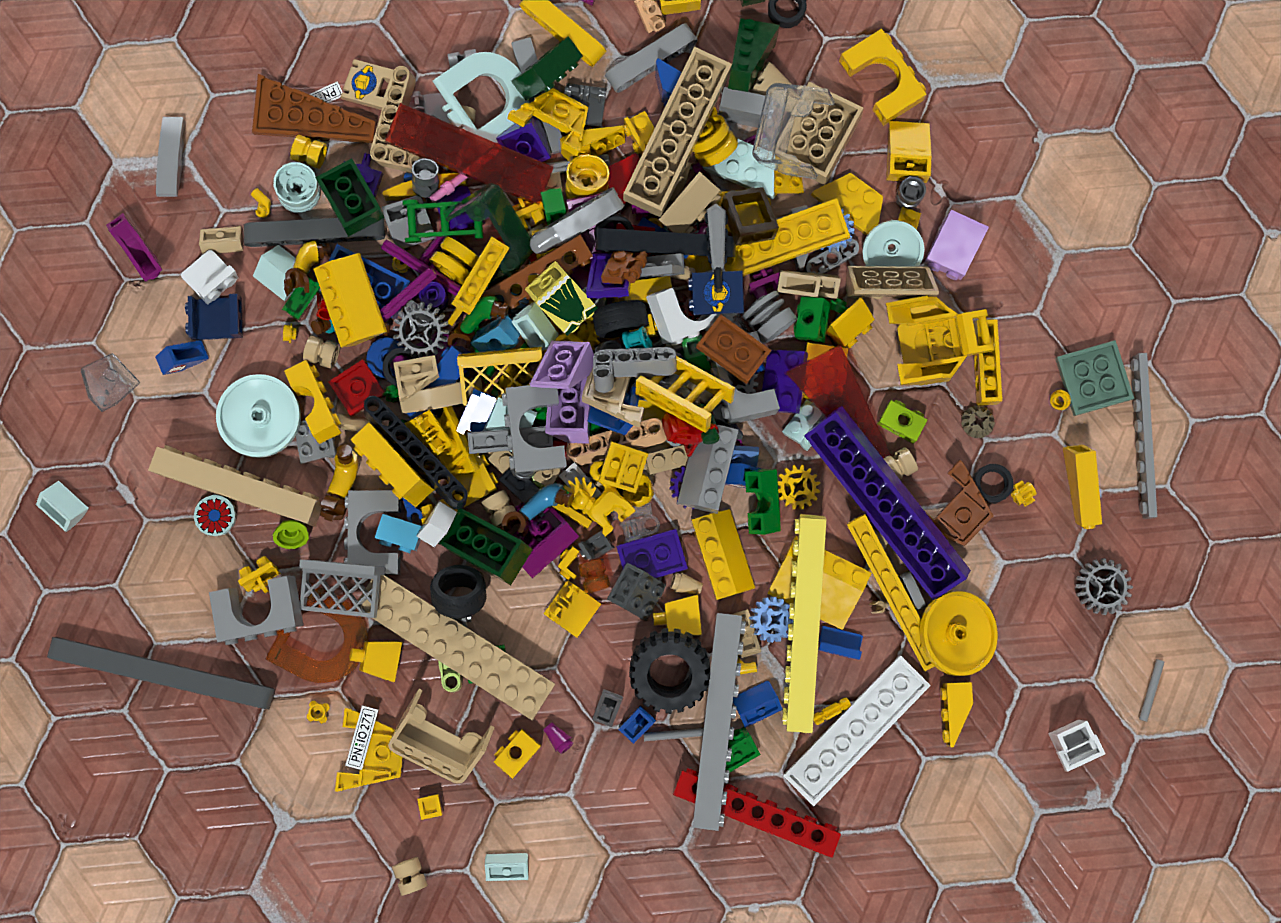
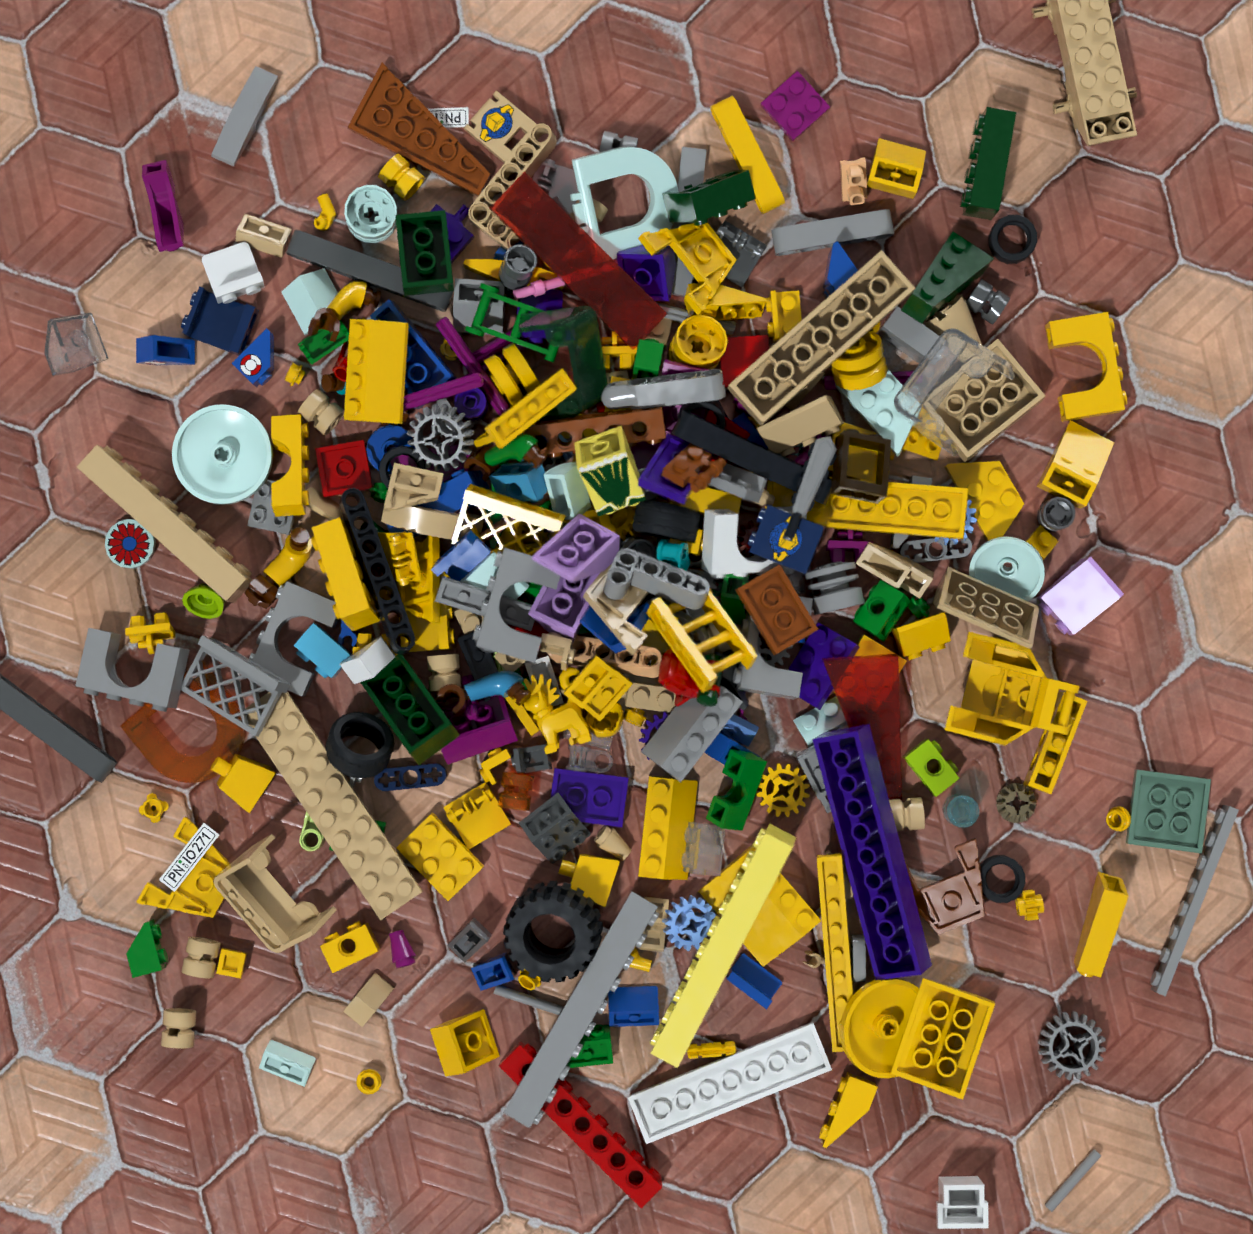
camera: 25 degrees right, 5 degrees up
(255, 333) = (257, 359): none -> blue slope
(358, 827) = (146, 952): none -> green slope
(404, 812) = (200, 957): none -> tan wheel
(497, 614) = (429, 781): none -> dark blue beam
(549, 789) = (368, 999): none -> tan slope
(557, 652) = (440, 856): none -> yellow plate
(573, 859) = (369, 1089): none -> yellow plate
(578, 448) = (556, 644): none -> tan bracket
(638, 789) = (464, 1043): none -> yellow slope
(660, 480) = (634, 716): none -> yellow plate
(667, 719) = (528, 982): none -> yellow plate
(757, 557) = (703, 849): none -> clear brick
(781, 59) = (982, 293): none -> dark grey wheel
(814, 461) = (811, 768): none -> light grey hinge
(939, 444) = (960, 810): none -> clear light blue wheel
(1004, 622) = (943, 1038): none -> yellow slope

